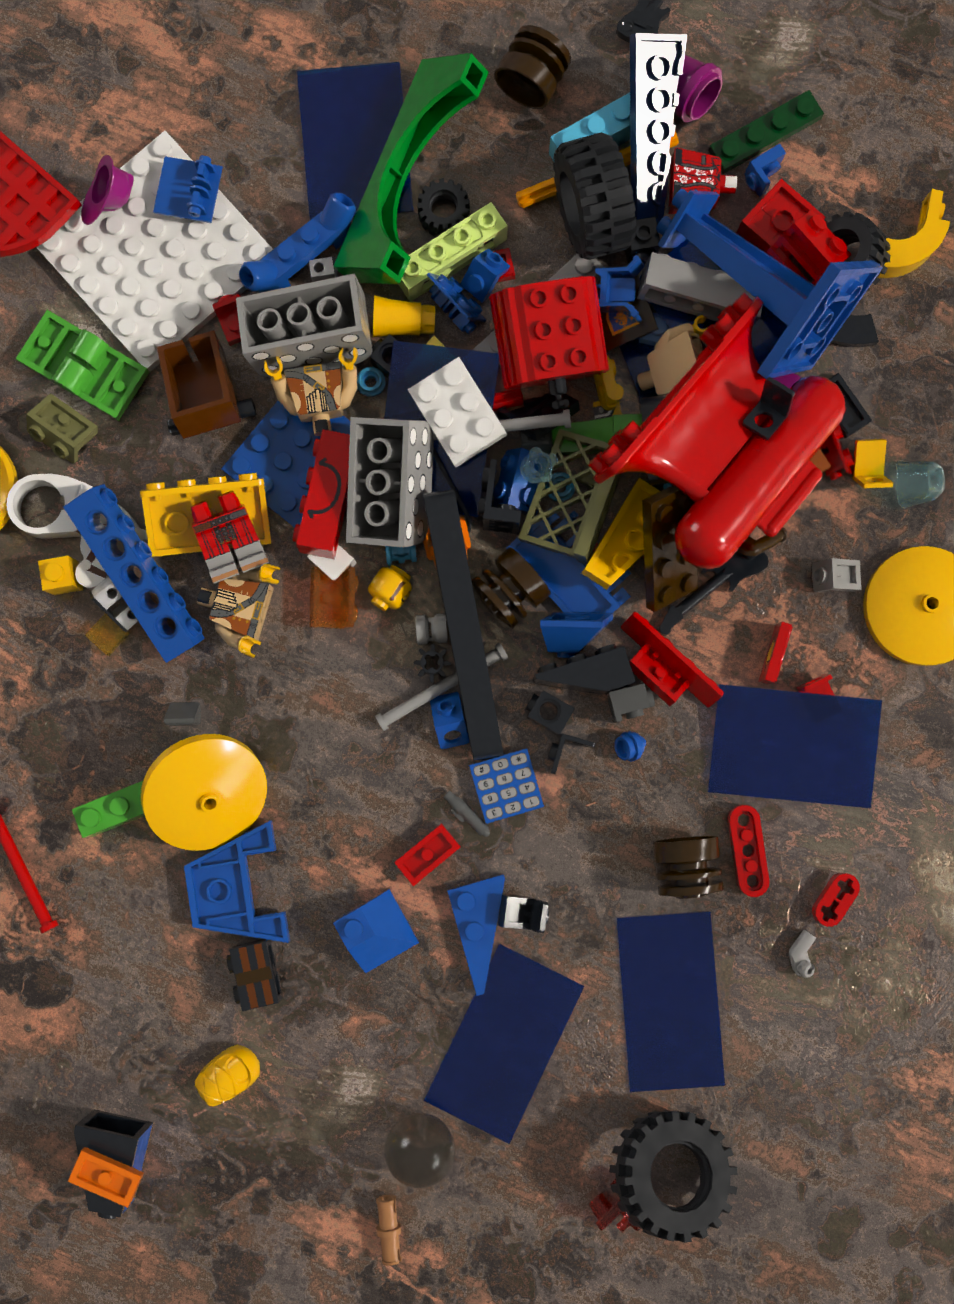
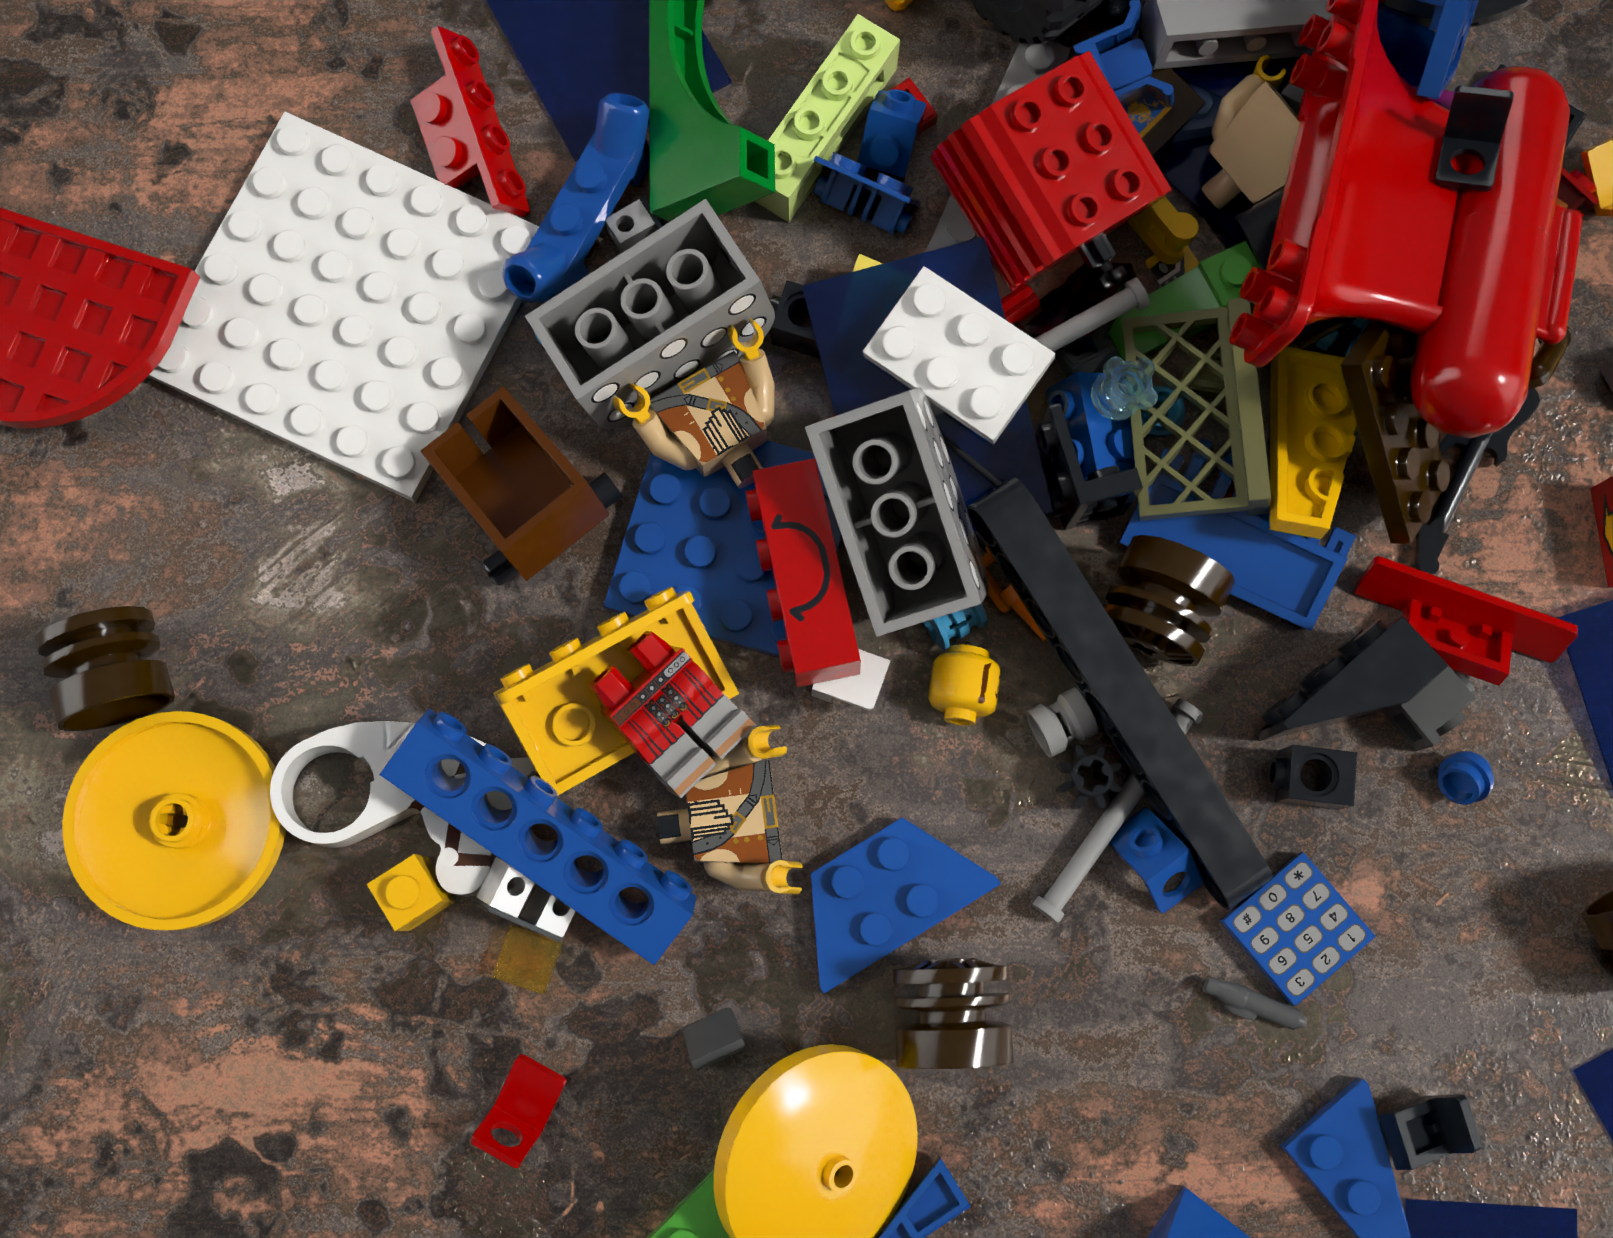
camera: 25 degrees left, 5 degrees down
(60, 427) = (308, 649): olive bracket -> none
(72, 706) = (521, 1108): none -> red bracket
(82, 365) = (303, 531): bright green plate -> none
(107, 192) = (233, 237): magenta piece -> none
(188, 188) = (363, 183): blue hinge -> none
(228, 317) = (520, 359): red bracket -> none
(258, 177) = (464, 129): none -> red bracket
(301, 680) = (887, 896): none -> blue wing
(304, 751) = (952, 1016): none -> dark brown wheel
(332, 600) = (882, 744): clear orange bracket -> none
(370, 373) = (793, 357): dark azure plate -> none
(402, 317) = (795, 246): yellow plant -> none
(427, 854) = (1224, 1100): red plate -> none
(438, 192) = (774, 31): black tyre -> none
(556, 749) = (1355, 834): black bracket -> none
(572, 631) = (1302, 626): blue slope -> none

